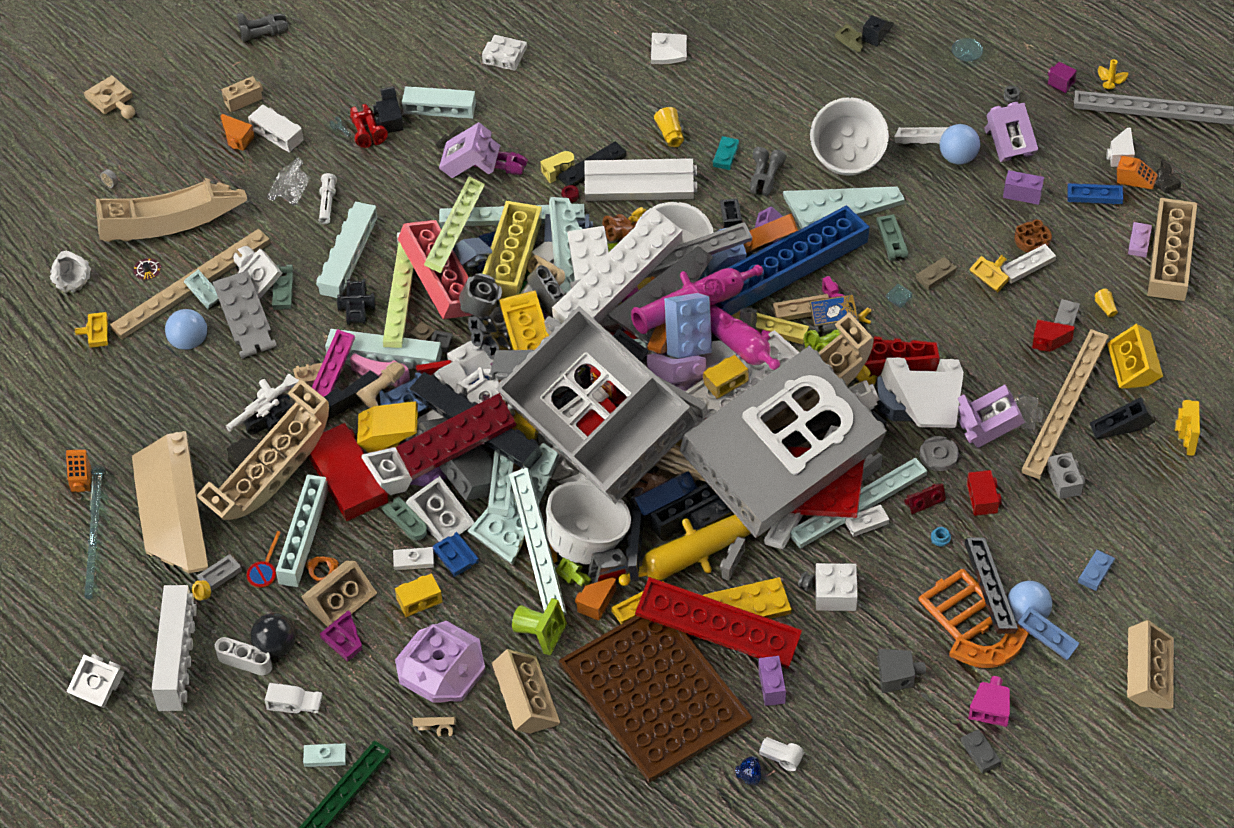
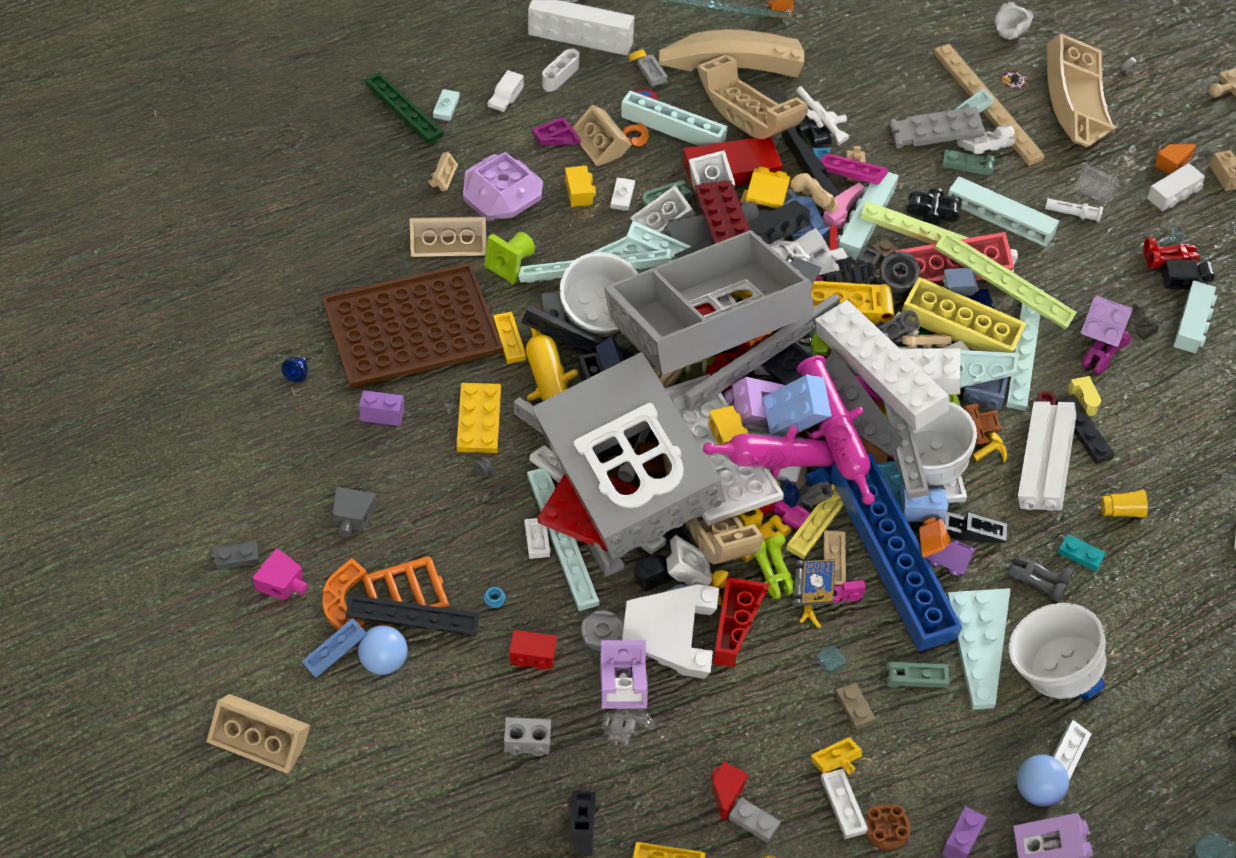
camera: 100 degrees right, 0 degrees up
(95, 329) = (945, 34): yellow plate -> none
(185, 329) = (931, 89): light blue piece -> none
(273, 634) = (570, 86): black piece -> none
(455, 554) = (614, 219): blue plate -> none
(595, 598) = (521, 298): orange slope -> none
(717, 622) = (457, 380): red plate -> none
(787, 755) = (300, 401): white piece -> none
(836, 587) = (465, 486): white brick -> none
(926, 498) = (545, 590): dark red hinge -> none
(1064, 404) = (630, 775): tan plate -> none
(1096, 570) = (399, 729): medium blue plate -> none

